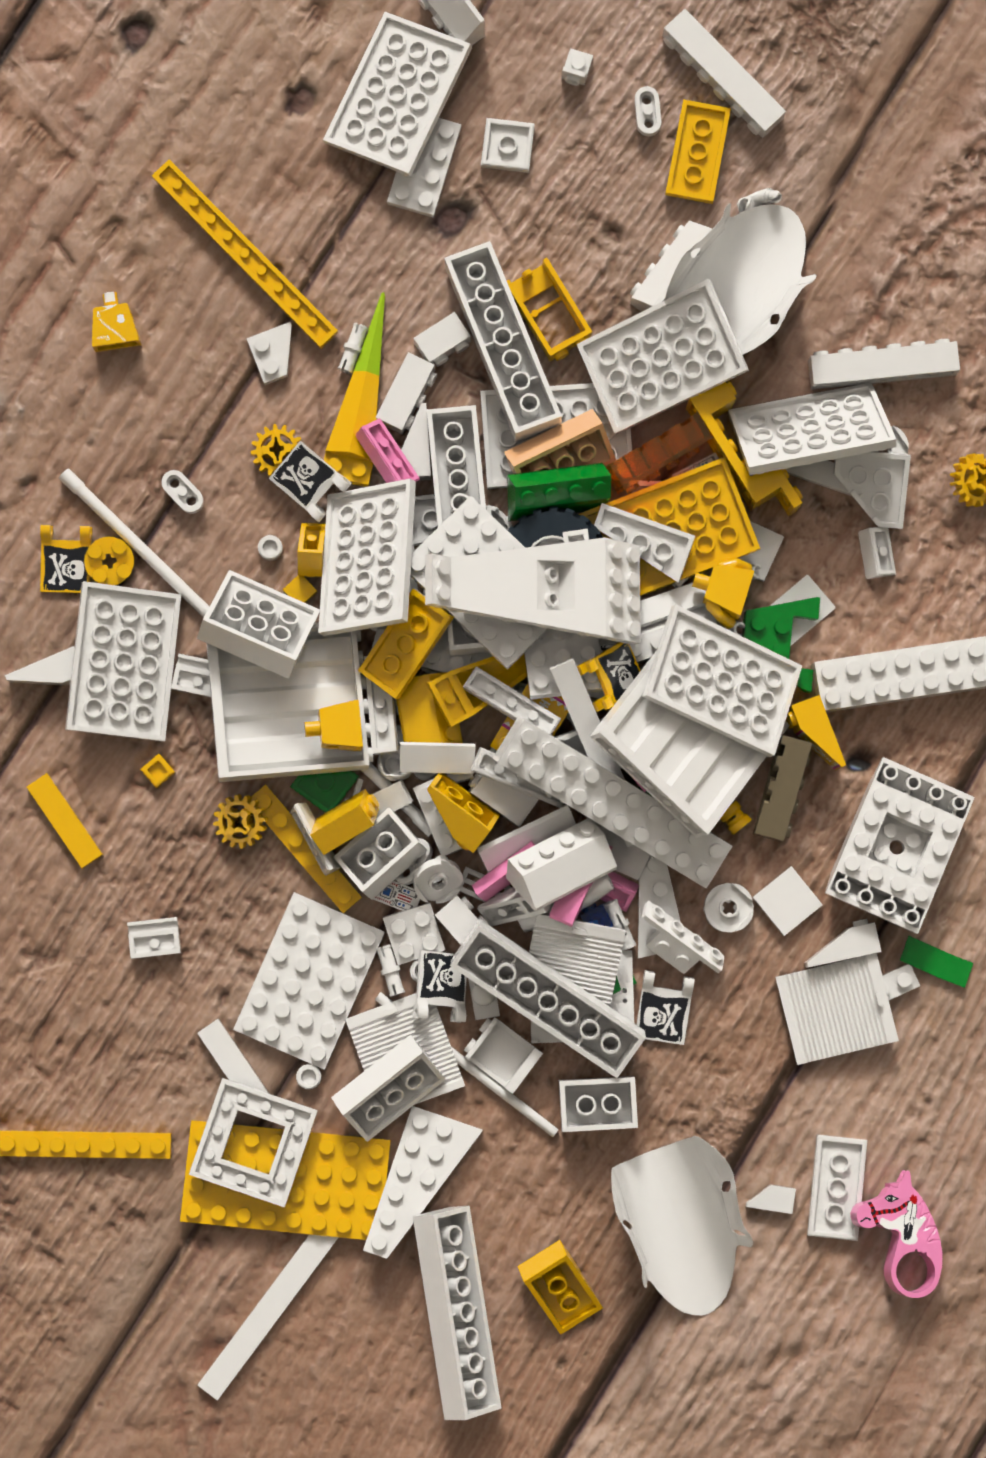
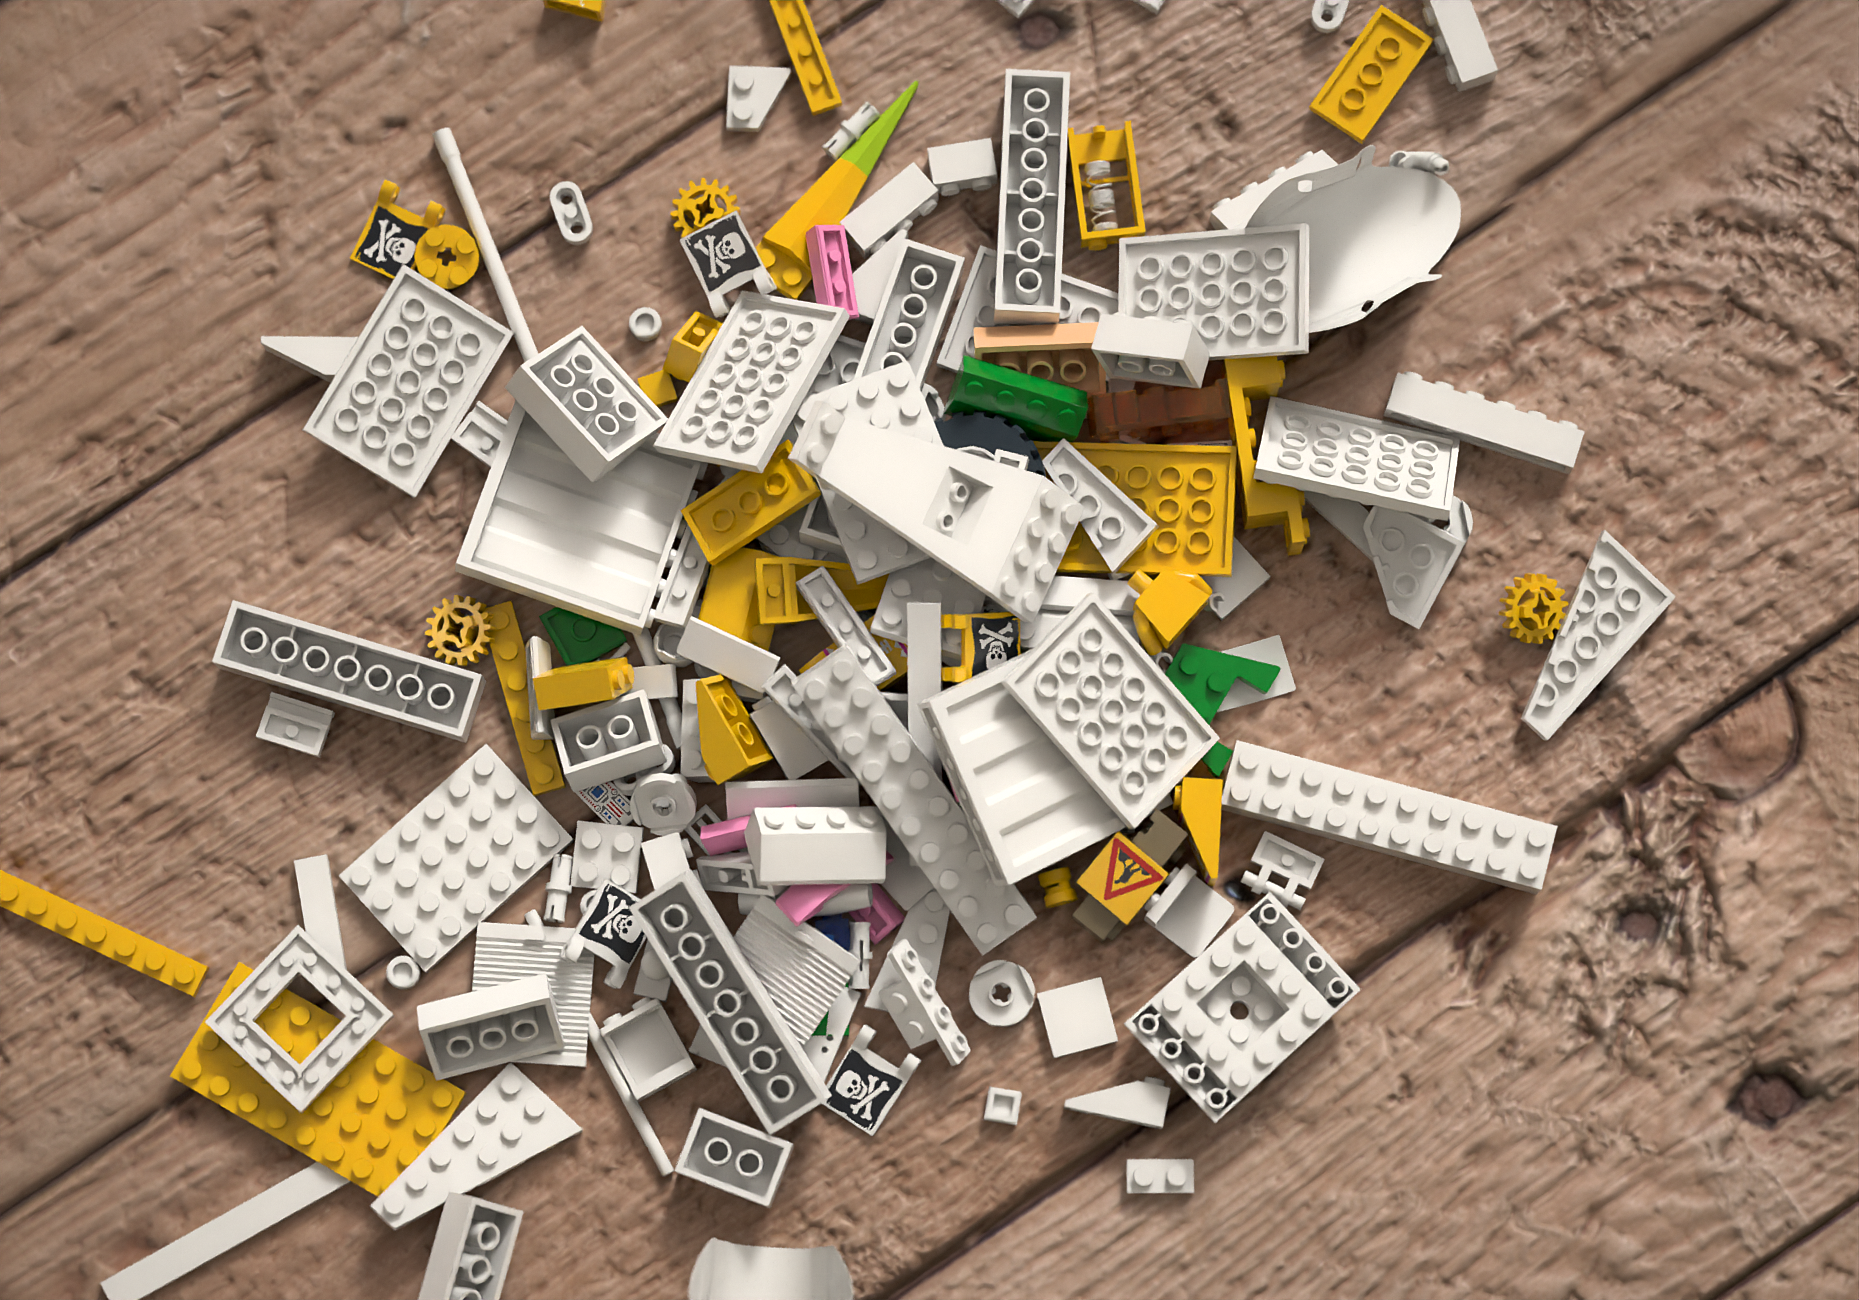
camera: 30 degrees right, 5 degrees down
(64, 820) = (253, 540): yellow tile -> none
(157, 771) = (391, 529): yellow tile -> none
(175, 884) = (349, 671): none -> white brick
(338, 727) = (625, 565): yellow torso -> none
(550, 320) = (1100, 198): none -> white piece
(638, 415) = (1150, 350): none -> white brick
(763, 984) = (1002, 1106): none -> white tile
(780, 793) = (1122, 878): none -> yellow piece
(831, 794) = (1188, 911): none -> white bracket
(836, 1008) = (1078, 1174): white door -> none
(877, 552) = (1376, 645): white slope -> none
(882, 729) = (1286, 861): none -> white plate
(936, 962) = (1227, 1172): green sticker -> none

